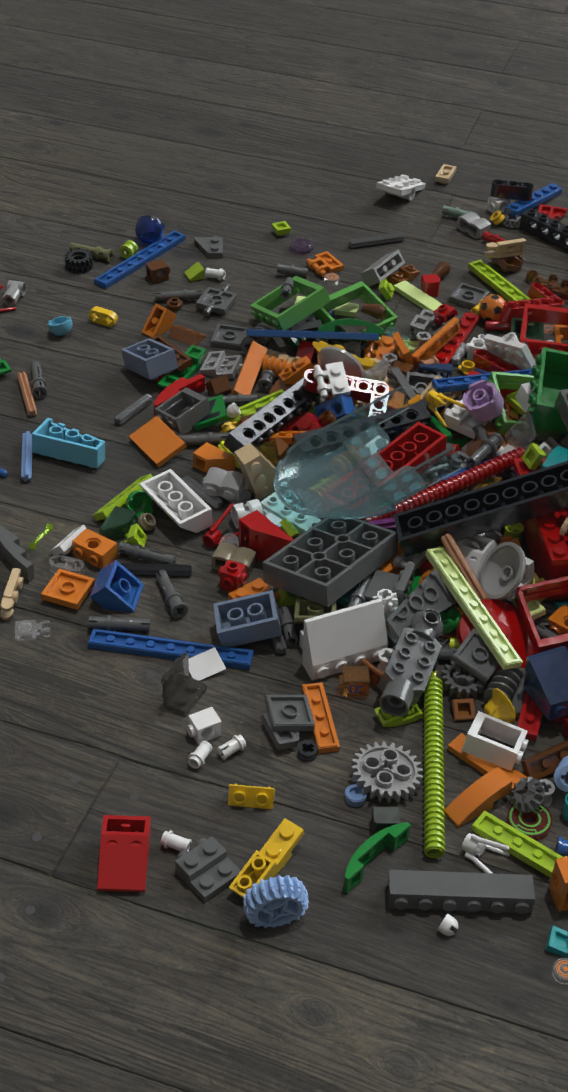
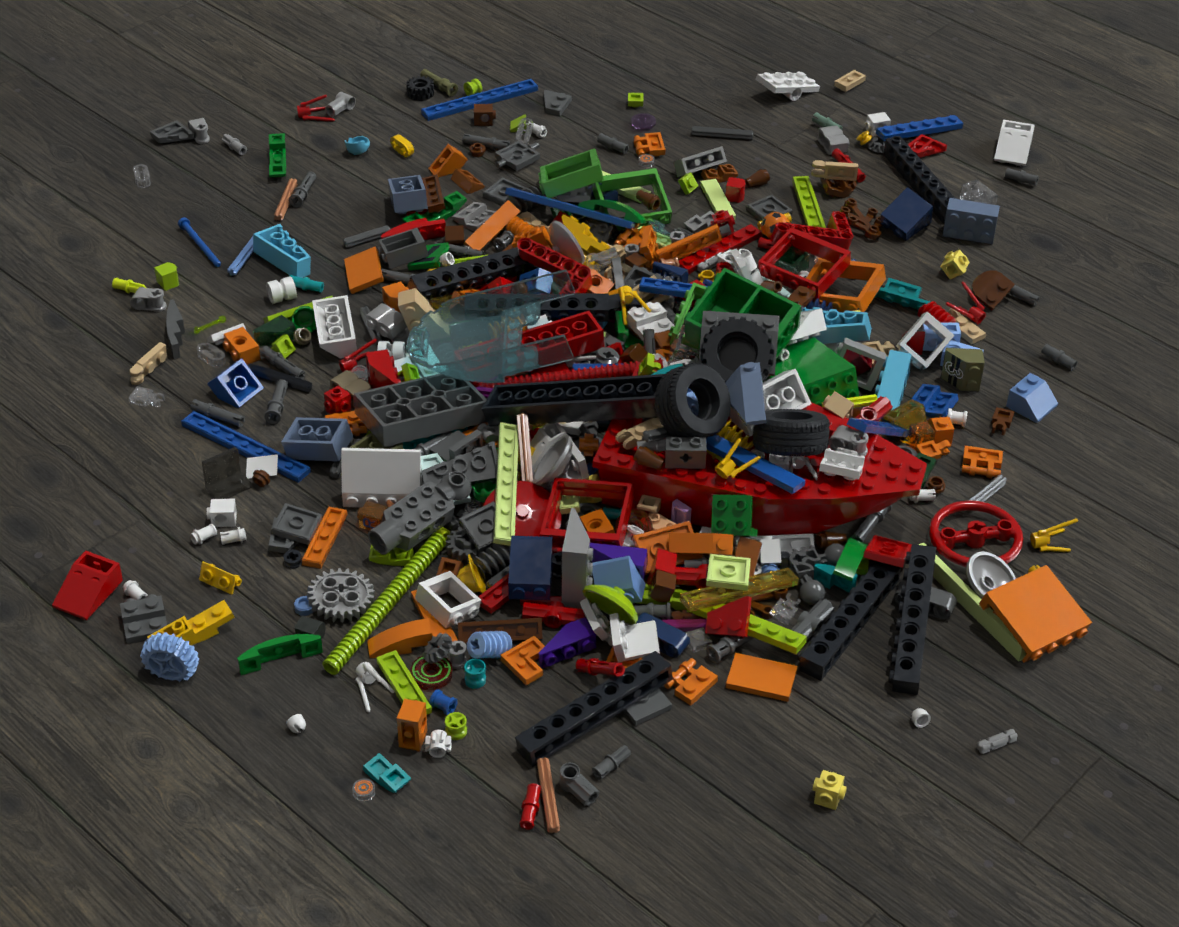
camera: 25 degrees right, 0 degrees up
(68, 589) = (196, 372): orange plate -> none
(93, 481) = (283, 289): none -> white wheel
(109, 469) = (307, 284): none -> teal pin
(149, 229) = (503, 73): clear blue cylinder -> none
(204, 277) = (521, 131): none -> clear beam
(214, 677) = (261, 478): none -> reddish brown plate
(287, 288) = (573, 158): dark grey pin -> none
(336, 377) = (544, 252): white plate -> none
(389, 600) = (431, 455): white gear -> none
(460, 891) = (326, 702): dark grey brick -> none
(483, 401) = (662, 307): lavender brick -> none
(487, 448) = (638, 352): dark grey pin -> none
(512, 190) = (892, 112): black beam -> none

